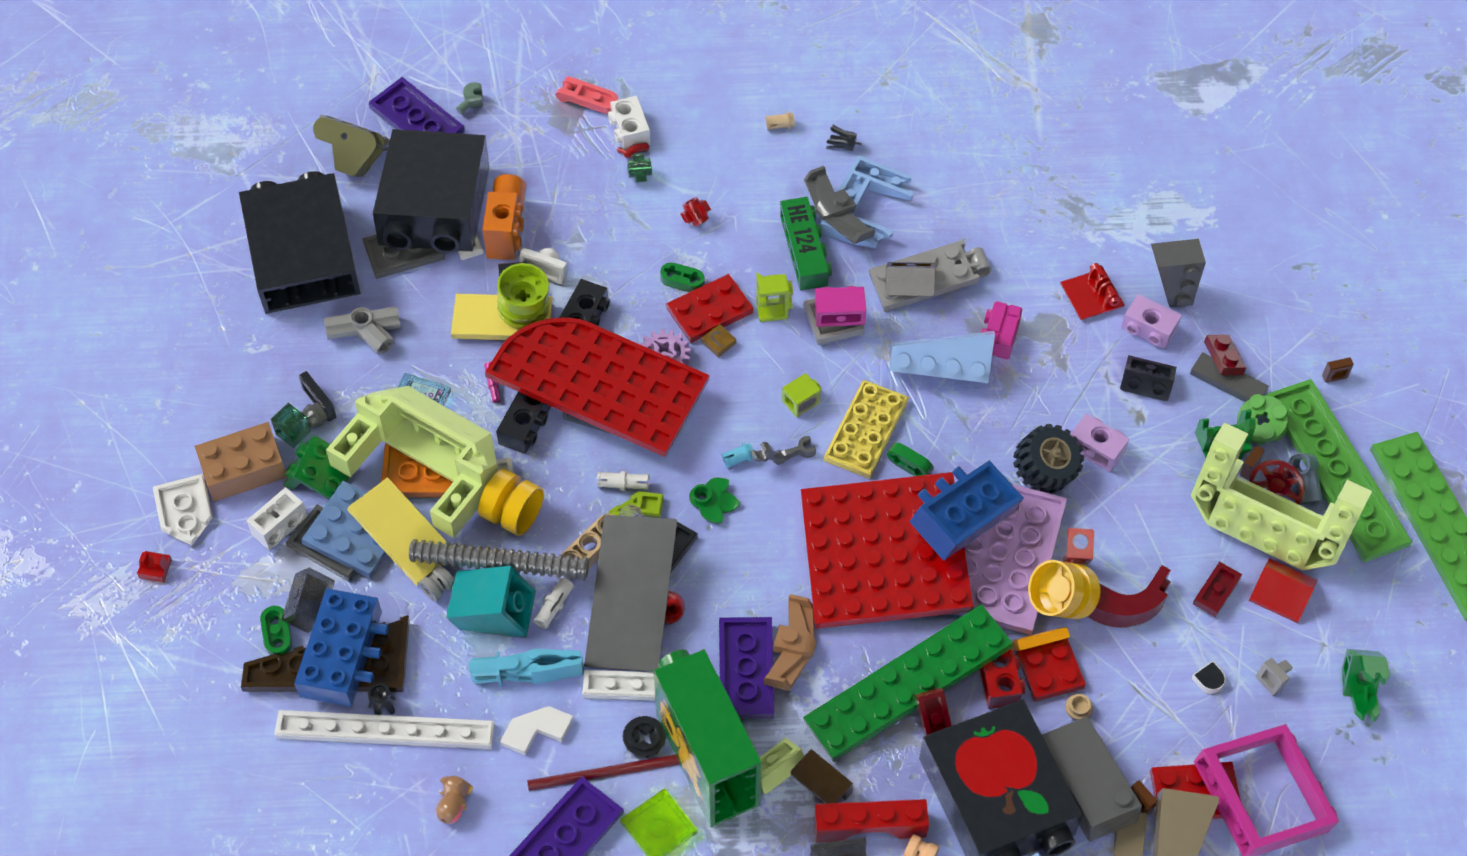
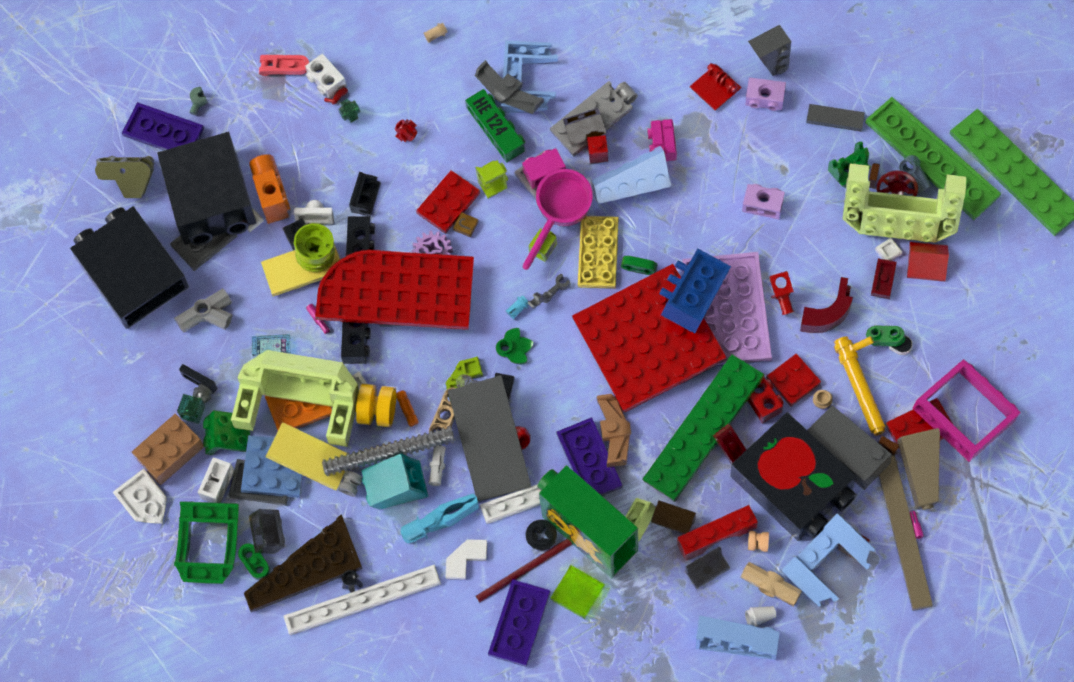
camera: 15 degrees left, 10 degrees up
(154, 566) = (143, 549): red tile -> none
(247, 550) = (213, 513): none -> green wedge
(340, 648) = (308, 556): blue piece -> none
(453, 801) = (433, 631): medium nougat animal -> none
(549, 522) = (407, 408): none -> orange axle
(613, 264) = (364, 194): none -> black hinge
(623, 480) = (445, 357): white pin -> none
(682, 277) = (418, 185): green beam -> none
(846, 139) = (489, 30): black piece -> none
(846, 350) = (563, 200): none -> dark pink piece
(916, 311) = (597, 149): none -> red brick
(1040, 639) = (779, 361): light orange tile -> none
(1048, 458) = (734, 228): black wheel -> none
(1064, 589) = (783, 321): yellow wheel -> none
(1133, 669) = (849, 359): none -> yellow cylinder
(1148, 378) = (779, 138): black bracket -> none
(1190, 657) = (884, 335): none -> green plate
(1225, 354) = (826, 100): dark red plate -> none
(1237, 558) = (888, 250): none -> white tile
(1274, 675) = (943, 326): light grey tile -> none
(1275, 413) = (877, 132): bright green plate -> none
(1337, 369) = (907, 82): reddish brown tile -> none
(1361, 678) = (1000, 304): green piece -> none

